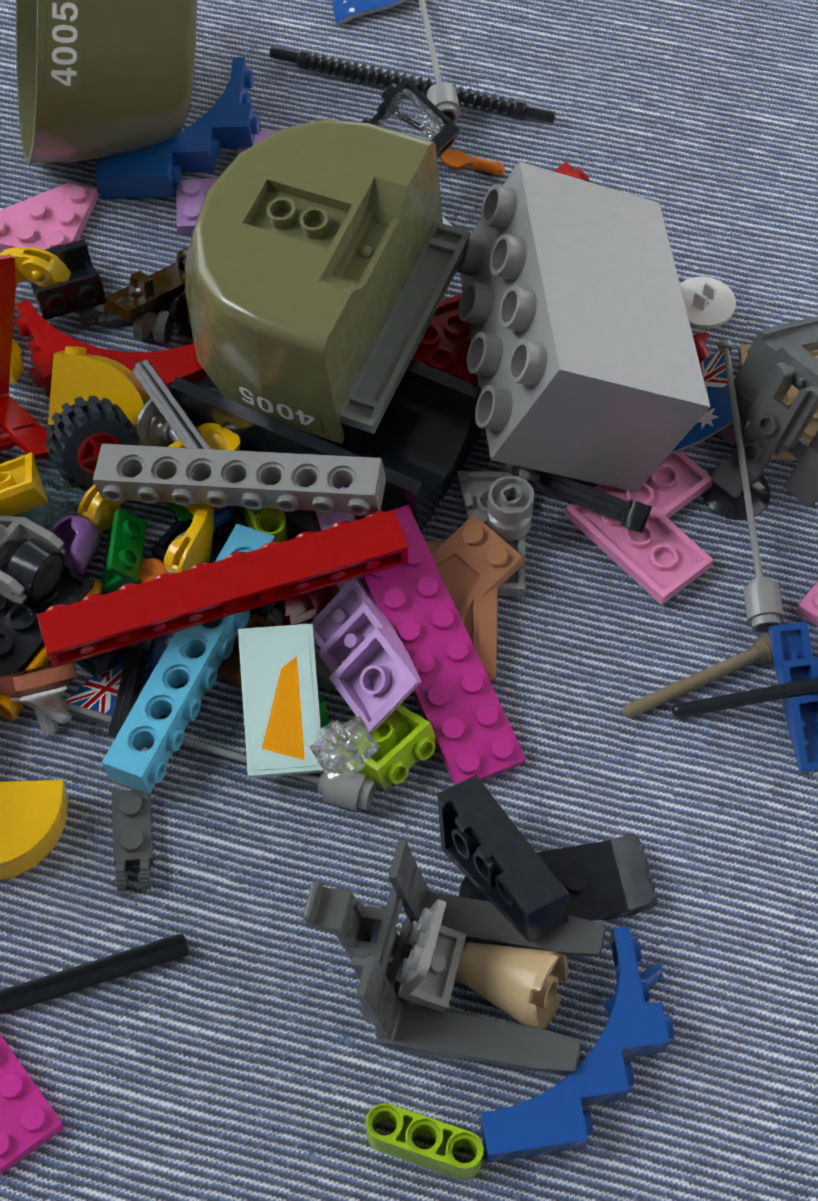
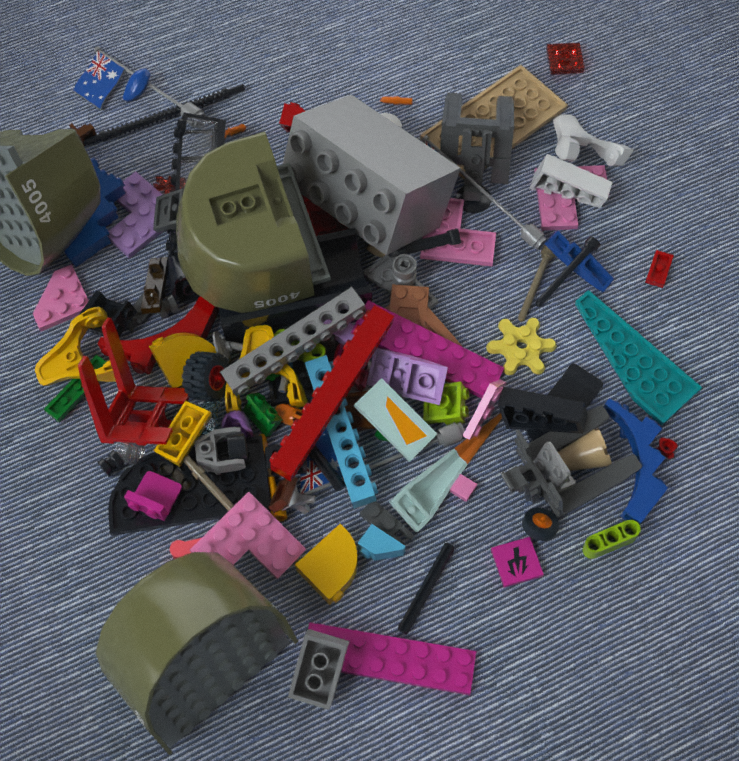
camera: 40 degrees left, 5 degrees up
(87, 856) = (379, 545): none -> medium azure slope
(169, 406) = (229, 335): axle -> none
(225, 840) = (425, 493): none -> light aqua plate
(254, 1051) = (516, 562): none -> dark pink tile
(281, 37) = (84, 131): none -> reddish brown panel
(289, 880) = (463, 487): none -> bright pink tile
(338, 752) = (441, 417): clear brick -> none
(338, 1026) = (540, 524): none -> black wheel
(412, 22) = (136, 85): none -> blue arm
(418, 784) = (484, 408): none -> bright pink plate
(583, 773) = (516, 356): none -> light yellow plate
(659, 1071) = (666, 442): none -> red plate
(742, 942) = (644, 371): none -> teal wing
(759, 278) = (396, 100): none -> orange piece

